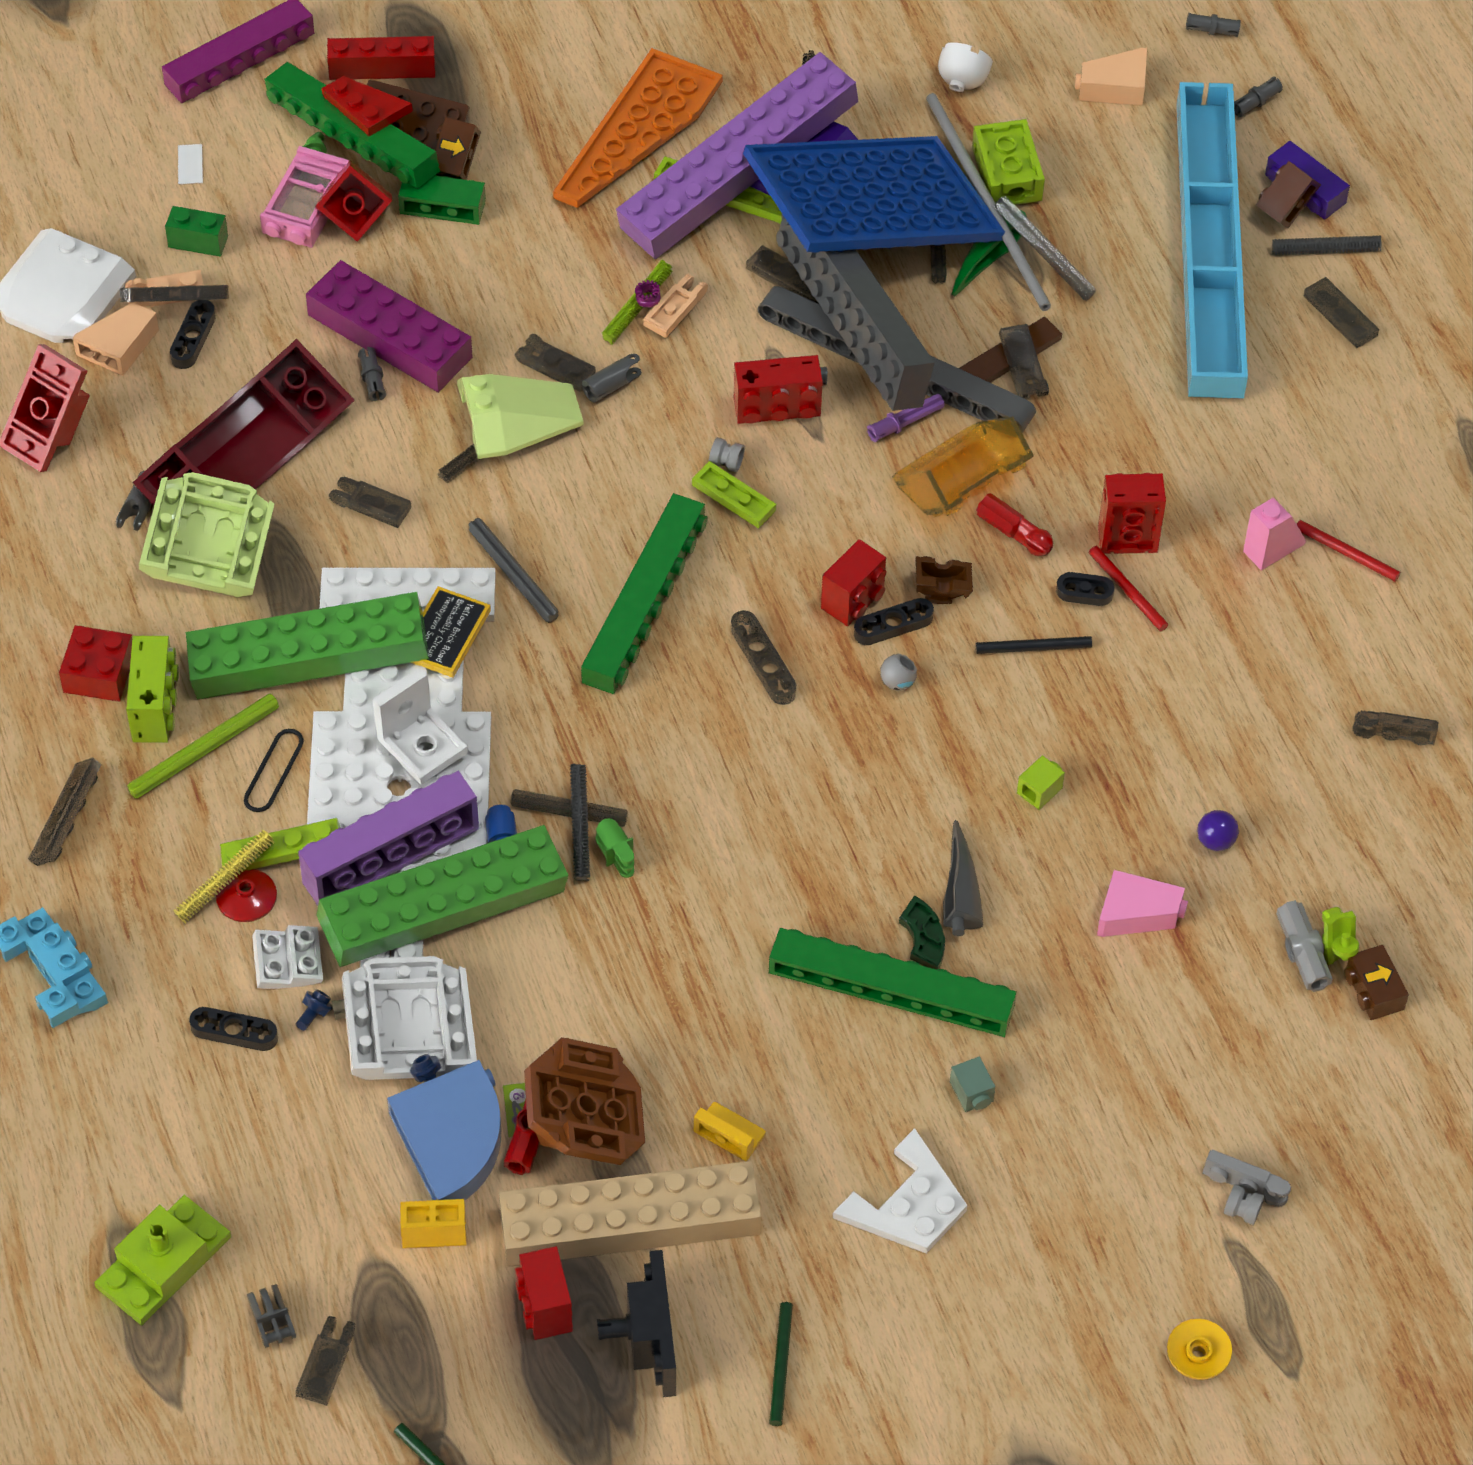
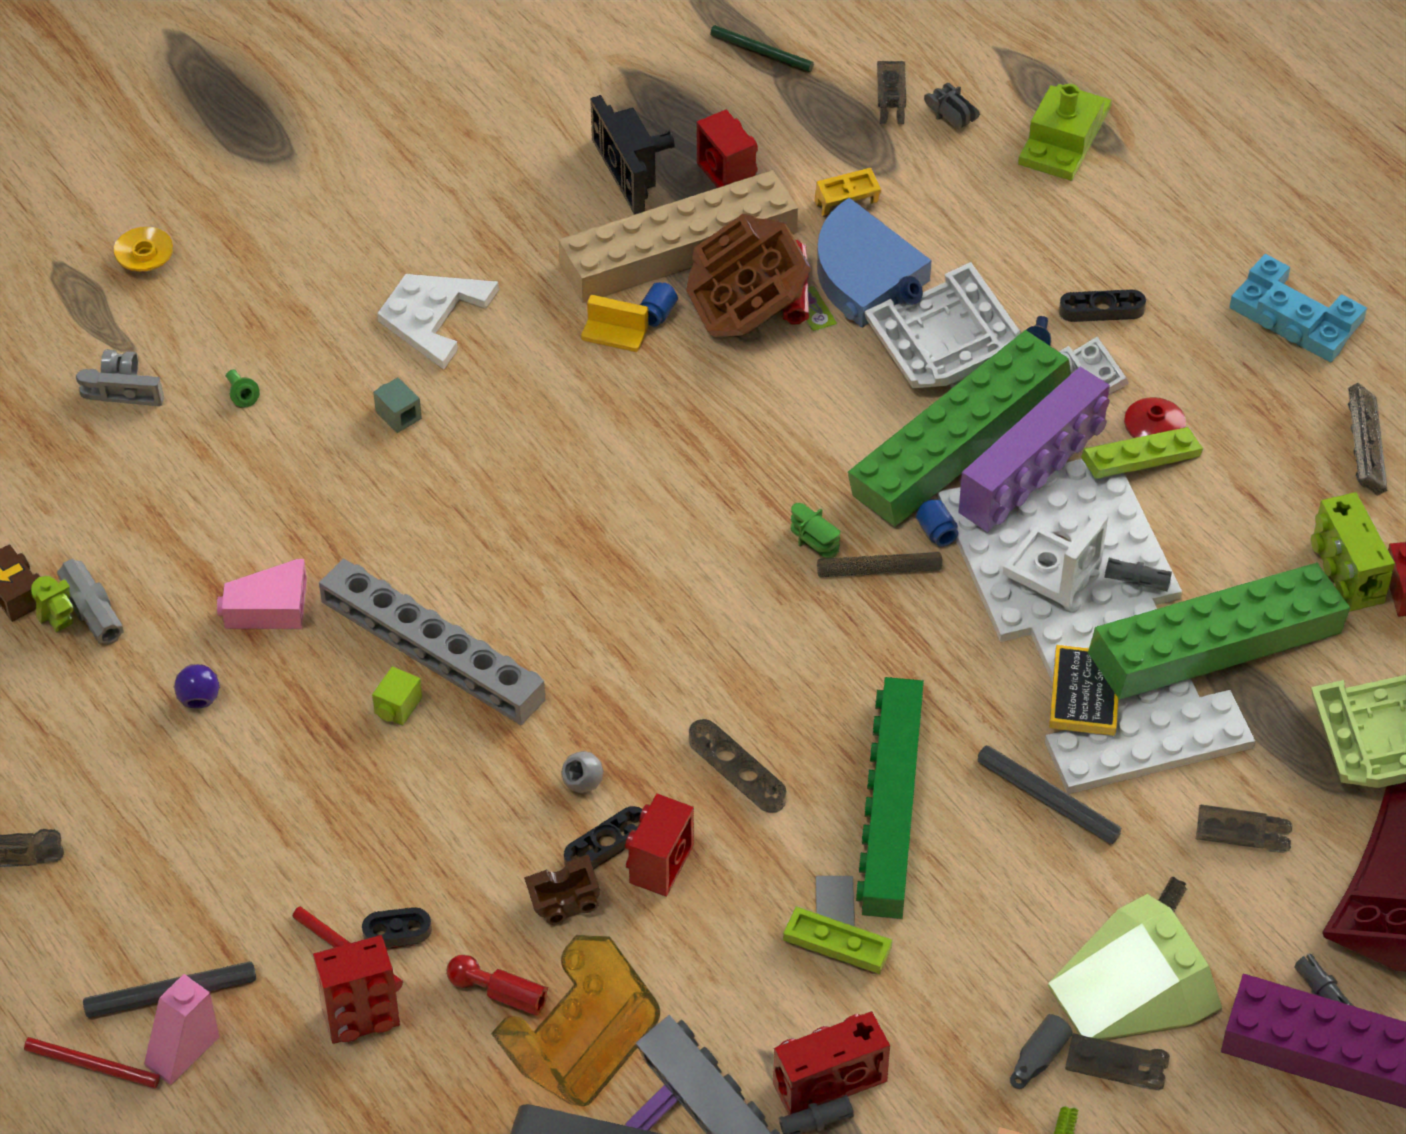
camera: 165 degrees right, 5 degrees down
(202, 746) = (1277, 530): lime axle -> none
(225, 874) = (1179, 409): light yellow axle -> none
(270, 802) = (1205, 534): black piece -> none
(348, 718) = (1138, 574): none -> dark grey pin
(580, 822) = (860, 539): dark grey axle -> none
(678, 1138) = (660, 302): none -> blue brick
(721, 536) = (835, 898): none -> light grey sticker
(724, 453) = (871, 987): light grey wheel -> none
(781, 1364) = (509, 173): dark green bar -> none
(892, 981) = (499, 473): green brick -> none
(926, 933) = (480, 536): dark green tile -> none
(937, 751) = (433, 641): none -> light grey brick
(962, 897) = (452, 576): dark grey piece -> none
(1033, 645) = (441, 854): black bar -> none
(1121, 1146) = (243, 390): none -> bright green plate
(1278, 589) = (151, 992): none -> dark grey axle

